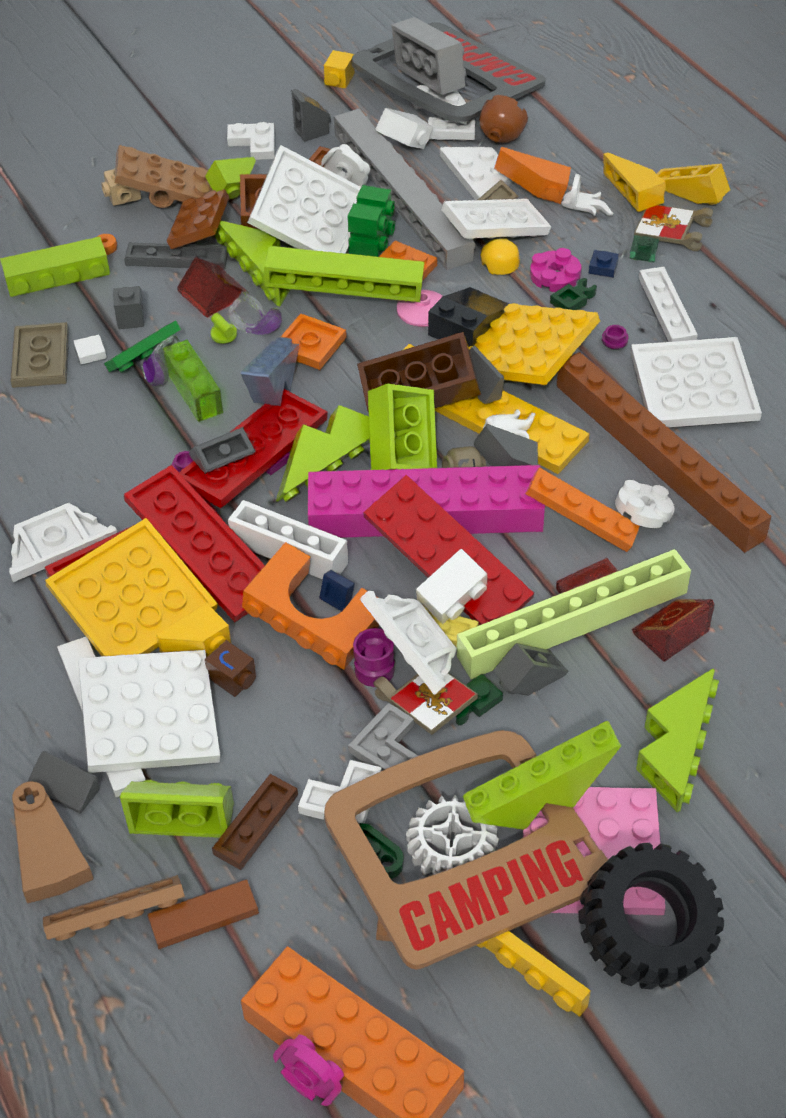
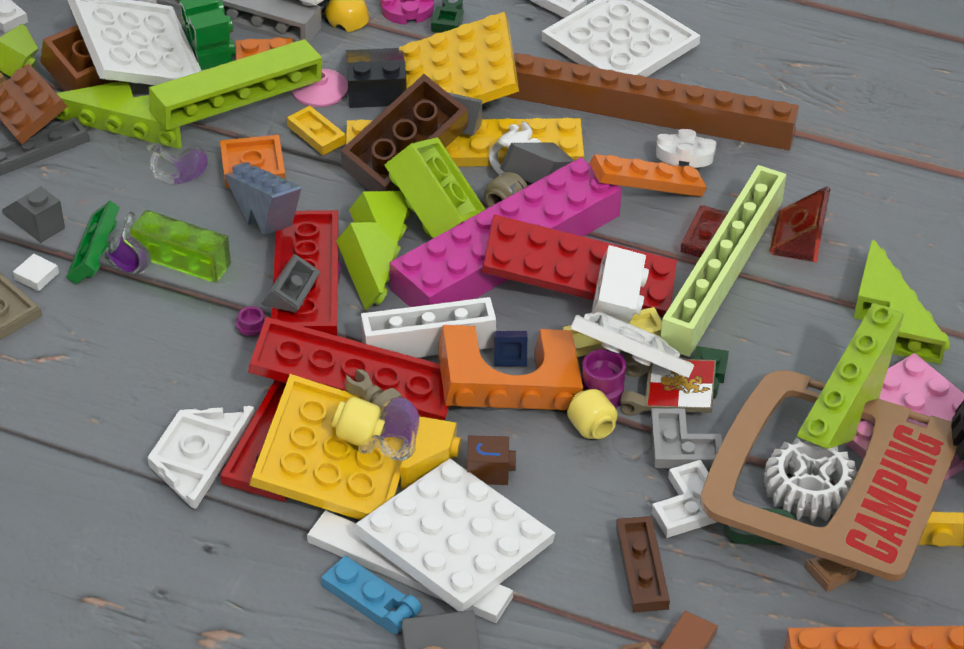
camera: 40 degrees left, 5 degrees down
(54, 717) = (370, 594): none -> dark azure plate
(150, 581) = (357, 421): none -> light yellow head
(177, 808) = (574, 590): lime slope -> none
(182, 598) = (400, 422): none -> clear piece
(189, 578) = (366, 389): none -> dark tan piece
(209, 287) = (98, 162): clear red slope -> none
(222, 331) = (156, 191): lime plate -> none
(339, 679) = (592, 414): none -> light yellow head
(379, 337) = (316, 130): none -> yellow plate
(528, 669) = (731, 323): dark grey slope -> none
(615, 337) = (520, 32): magenta plate -> none

